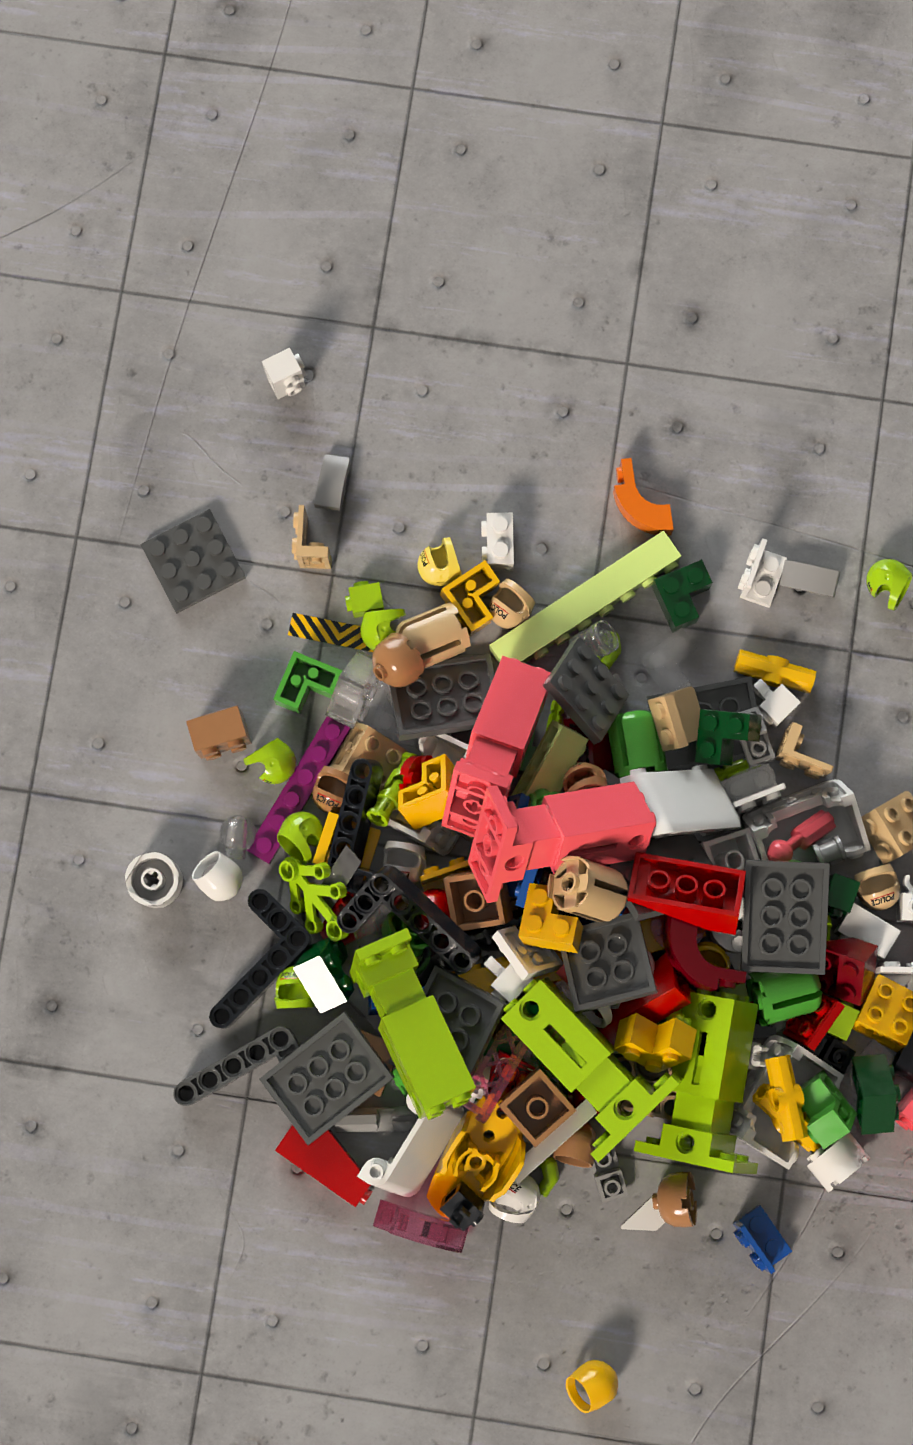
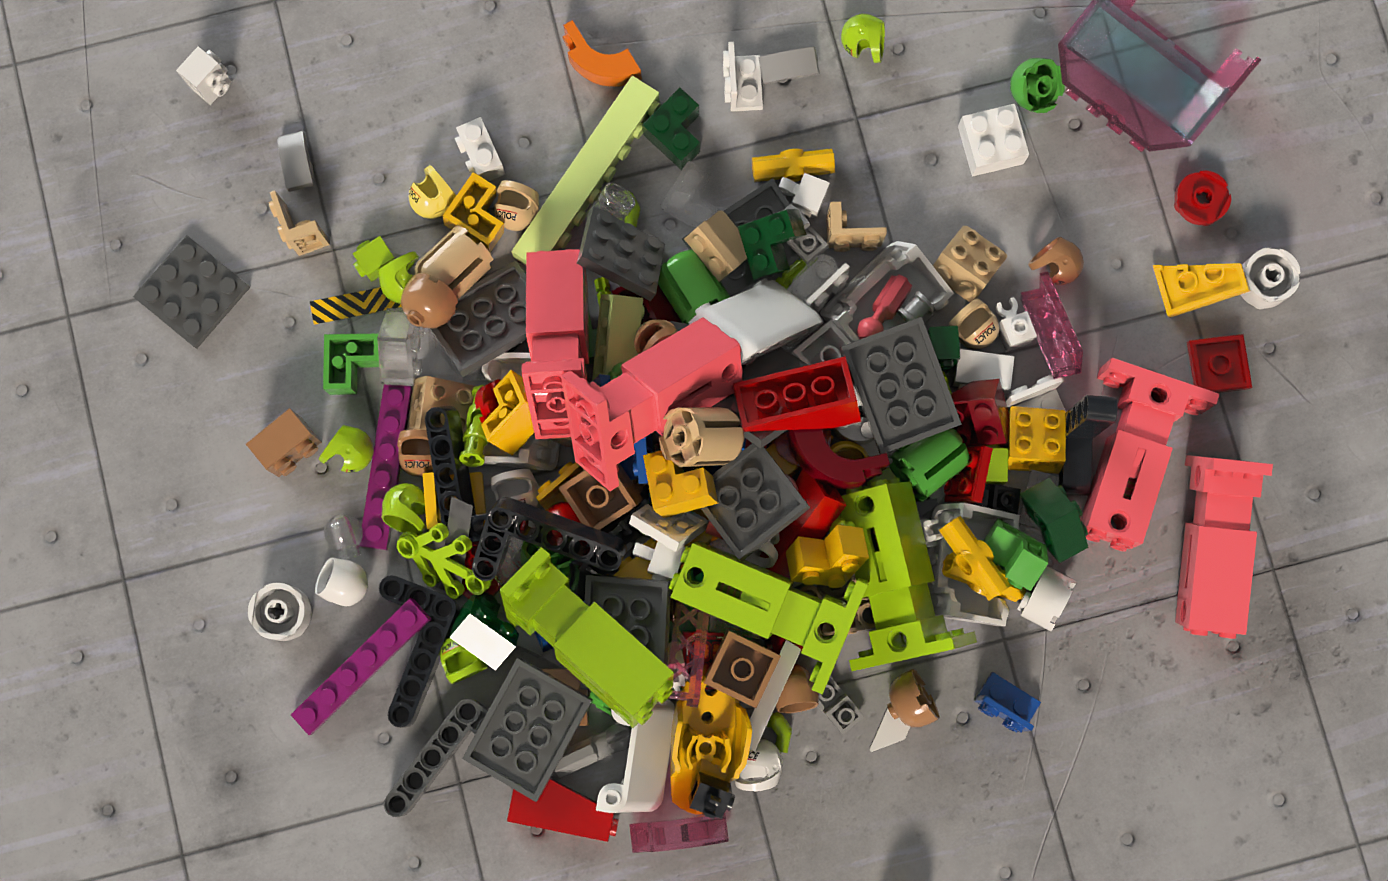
camera: 25 degrees left, 0 degrees up
(204, 958) = (360, 666): none -> magenta plate

